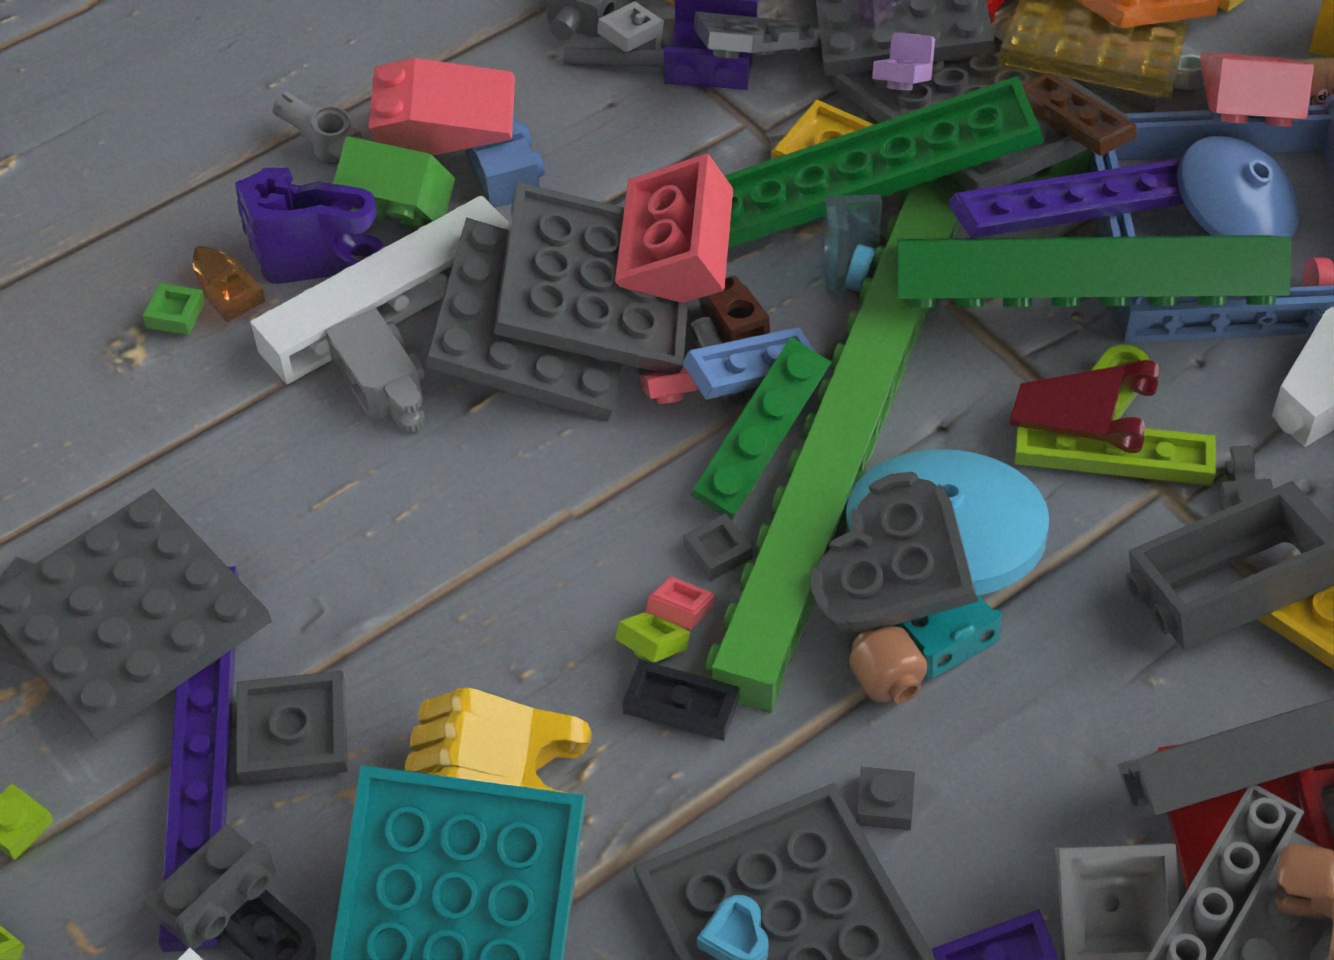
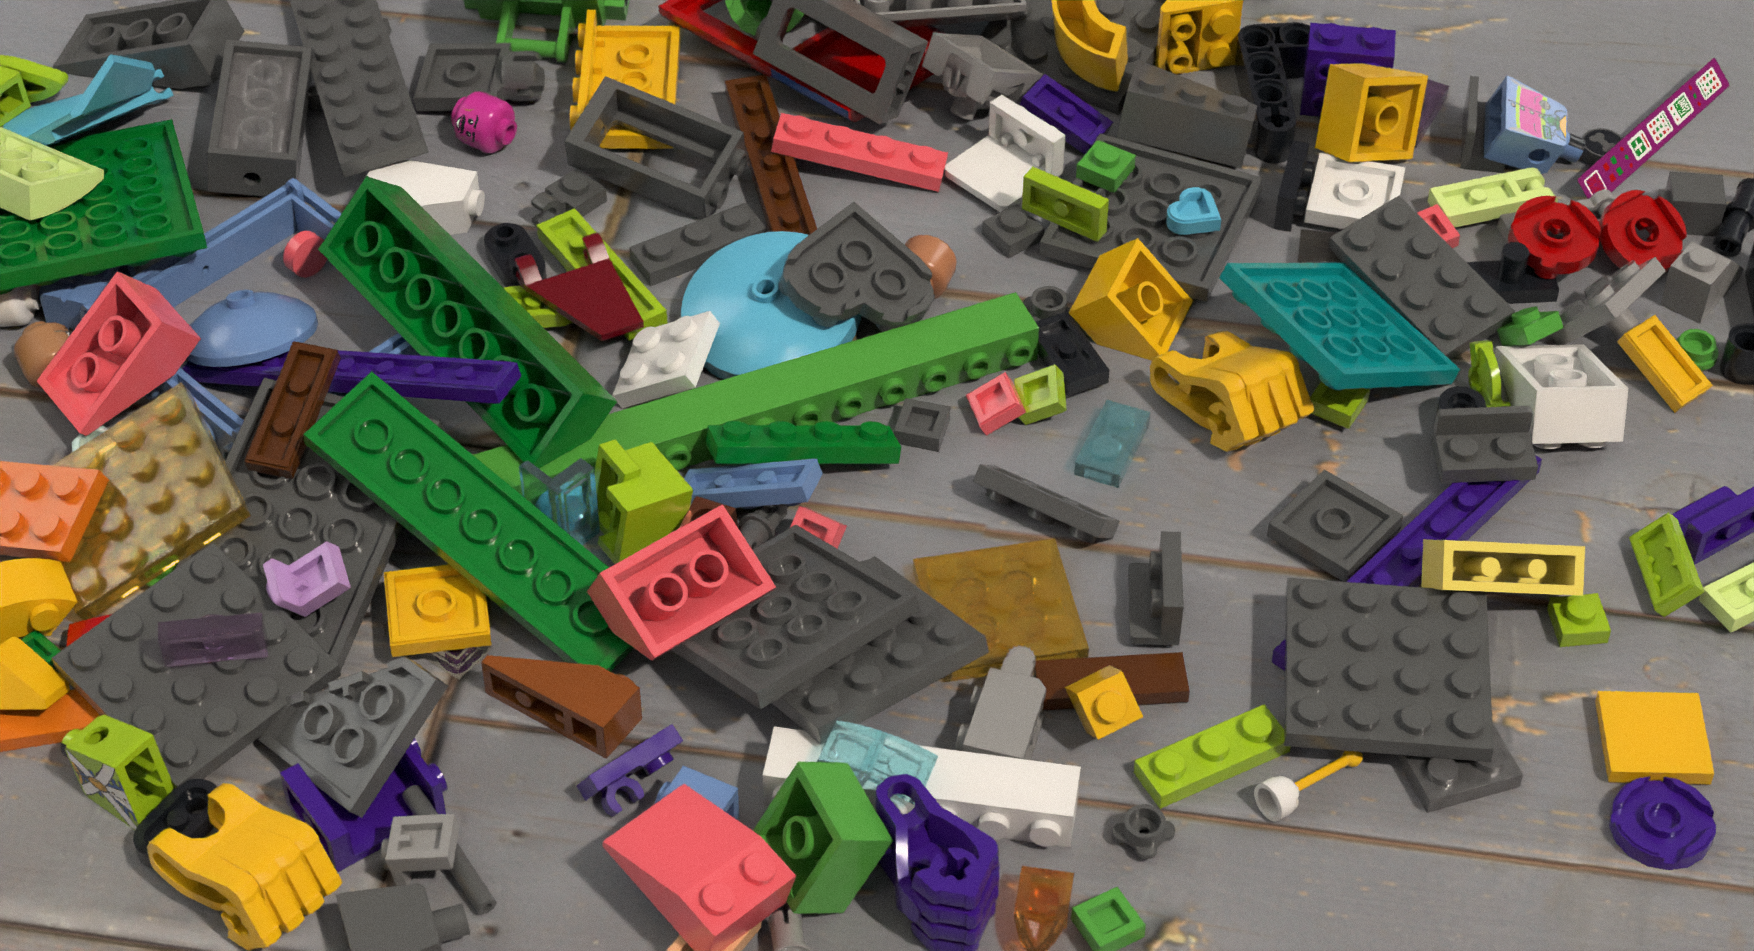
camera: 135 degrees left, 5 degrees down
(96, 768) = (1503, 567): none -> light yellow brick
(134, 475) = (1279, 795): none -> white hinge
(211, 384) = (1147, 819): none -> dark grey plate
(218, 471) = (1211, 756): none -> lime plate
(312, 413) = (1104, 702): none -> yellow brick
(342, 468) = (1150, 677): none -> reddish brown tile
(366, 539) = (1157, 594): none -> dark grey bracket
(421, 231) = (876, 754): none -> clear light blue slope
(483, 456) = (1010, 597): none -> clear yellow plate
(539, 548) = (1045, 504): none -> dark grey plate
(556, 659) = (1112, 443): none -> clear light blue plate
(583, 160) = (650, 755): none -> dark purple plate
(682, 787) = (1131, 302): none -> yellow slope
(722, 143) = (568, 698): none -> dark orange slope
(753, 725) = (1046, 302): none -> dark grey plate
(804, 282) = (637, 498): none -> lime plate
(843, 812) = (1065, 204): none -> lime plate
(876, 914) = (1105, 166): none -> bright green plate
(952, 409) = (666, 359): none -> white plate
(978, 854) = (998, 162): none -> white bracket
(1098, 551) = (693, 243): none -> dark grey plate
(1102, 740) = (859, 152): none -> coral plate
(1141, 658) = (773, 174): none -> reddish brown plate
(1199, 413) = (504, 245): none -> black plate

